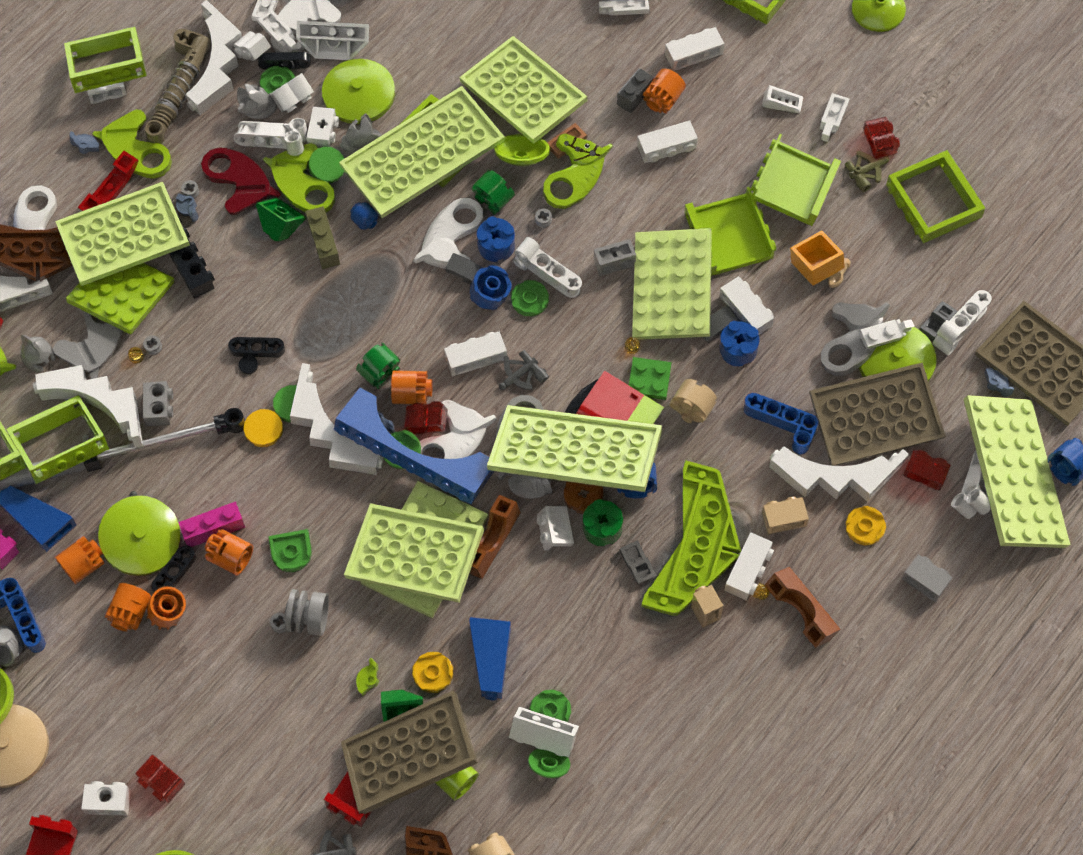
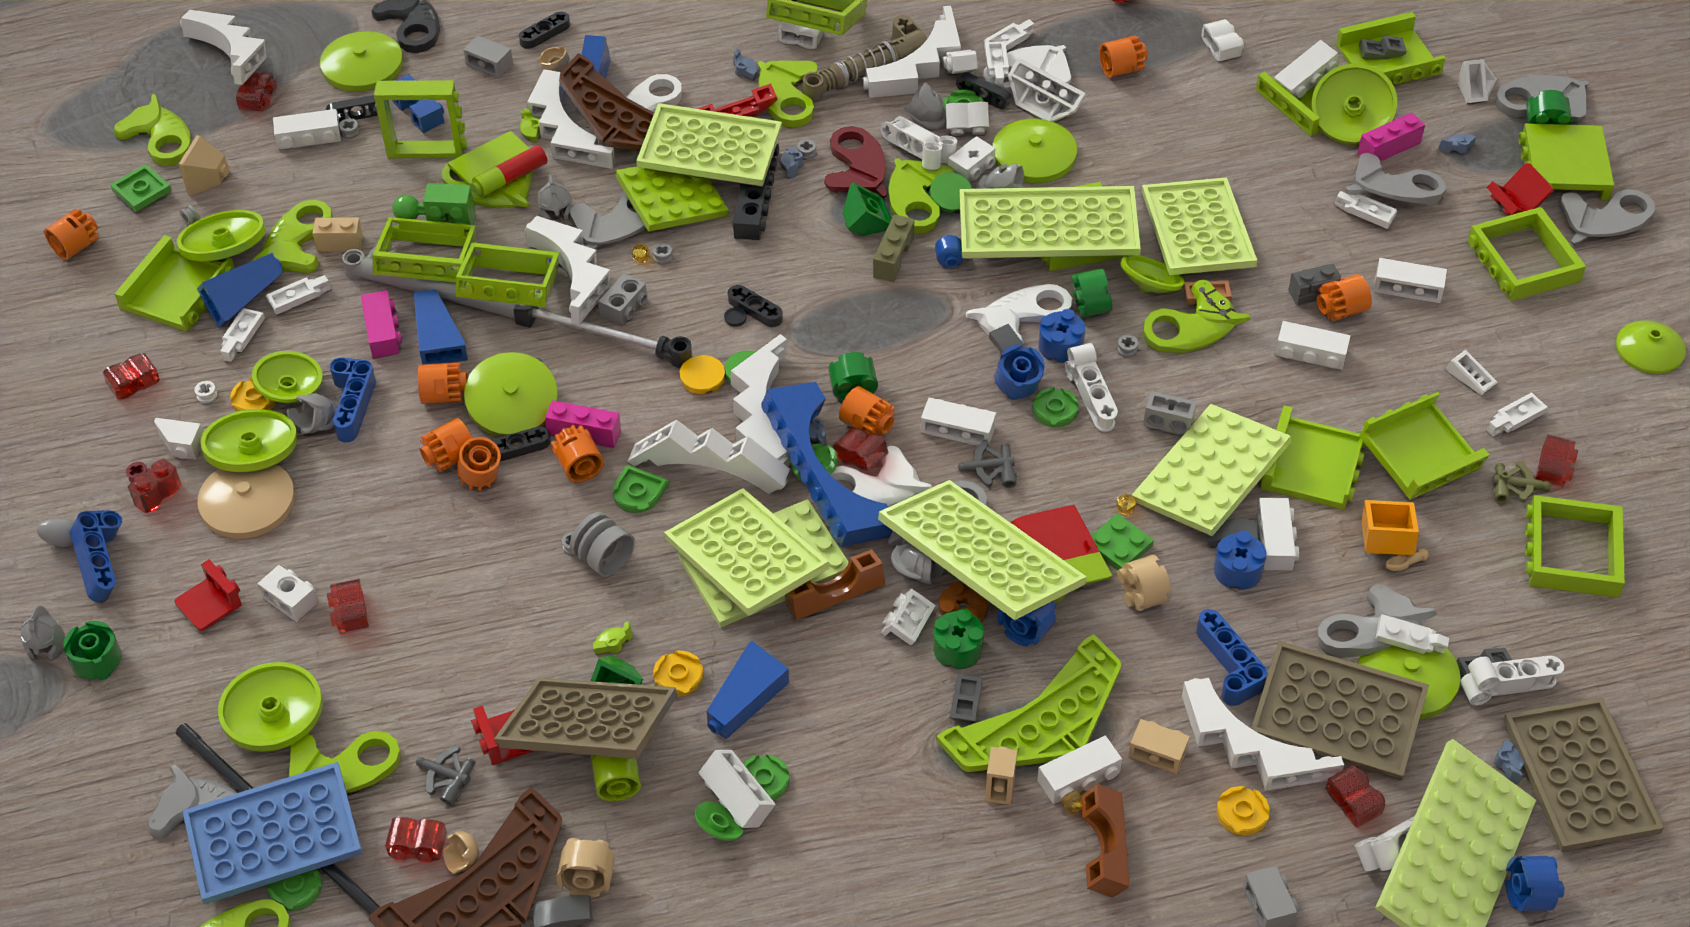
camera: 35 degrees right, 15 degrees down
(328, 489) = (743, 459): none -> white arch

